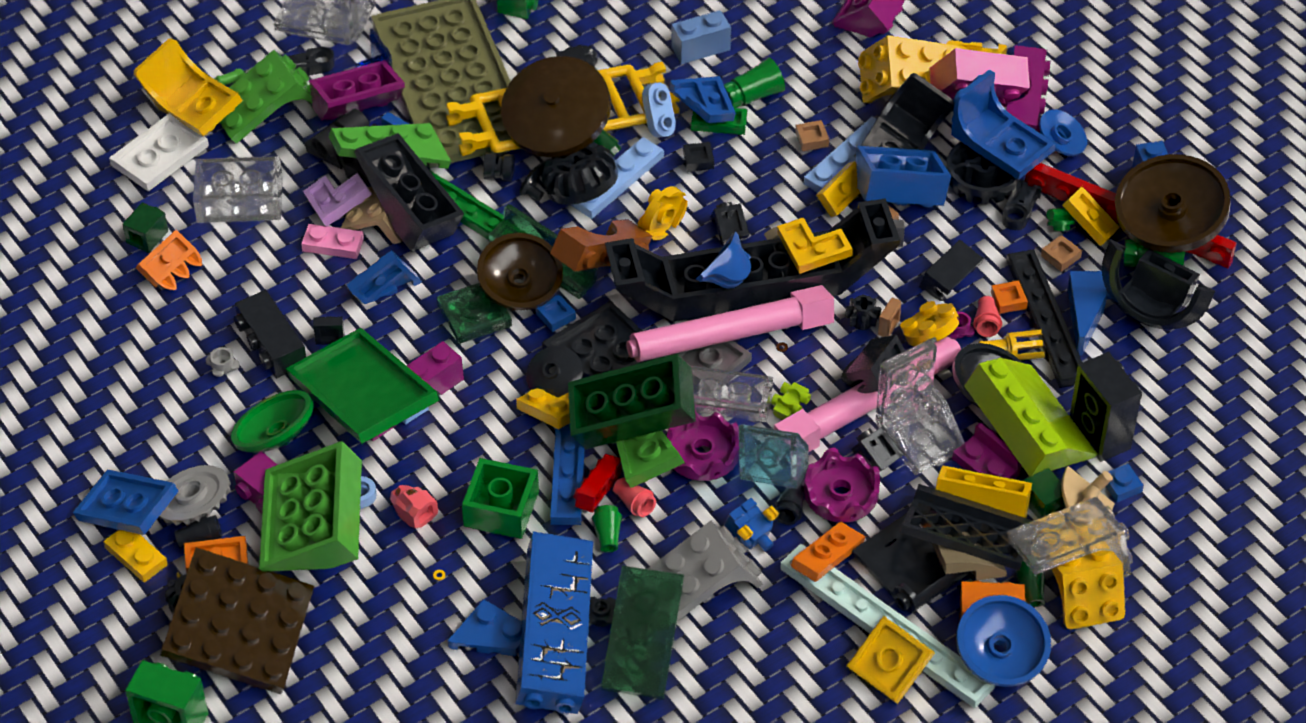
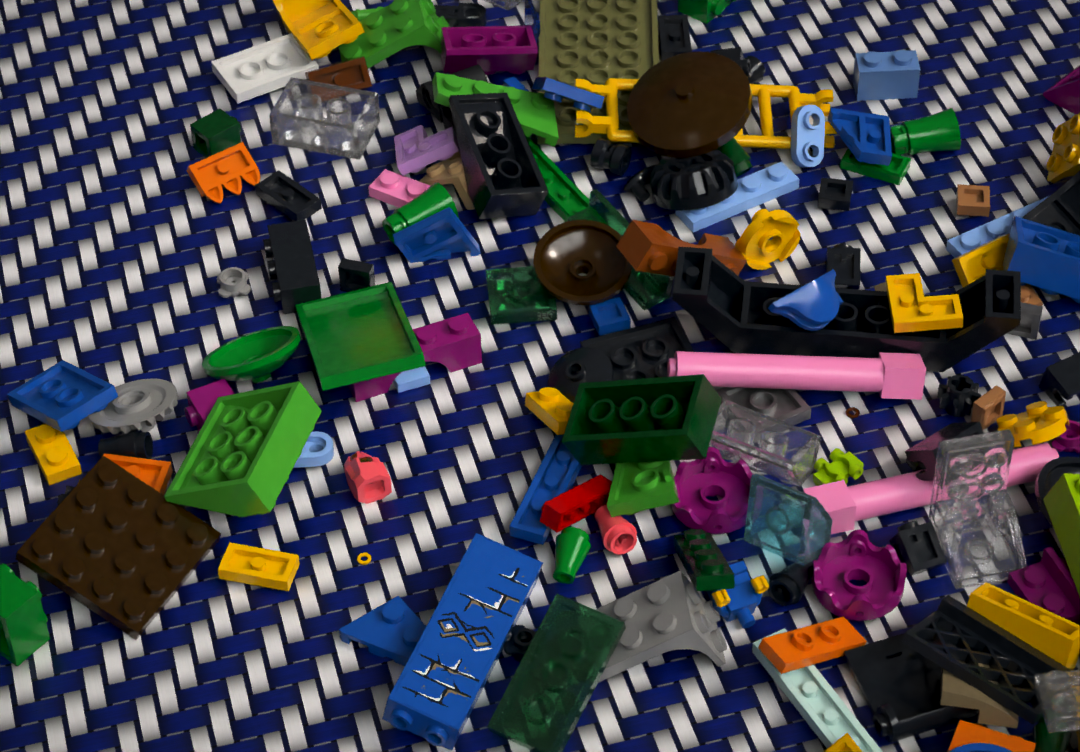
camera: 20 degrees right, 5 degrees down
(234, 144) = (348, 73): none -> reddish brown plate
(235, 270) = (288, 196): none -> black plate
(358, 605) = (258, 566): none -> yellow plate
(362, 254) = (426, 204): none -> green plant
(438, 120) = (557, 91): none -> blue wing
(500, 498) = (461, 491): green brick -> none
(508, 41) = (673, 35): none -> black plate
(721, 506) = (703, 561): none -> dark green plate

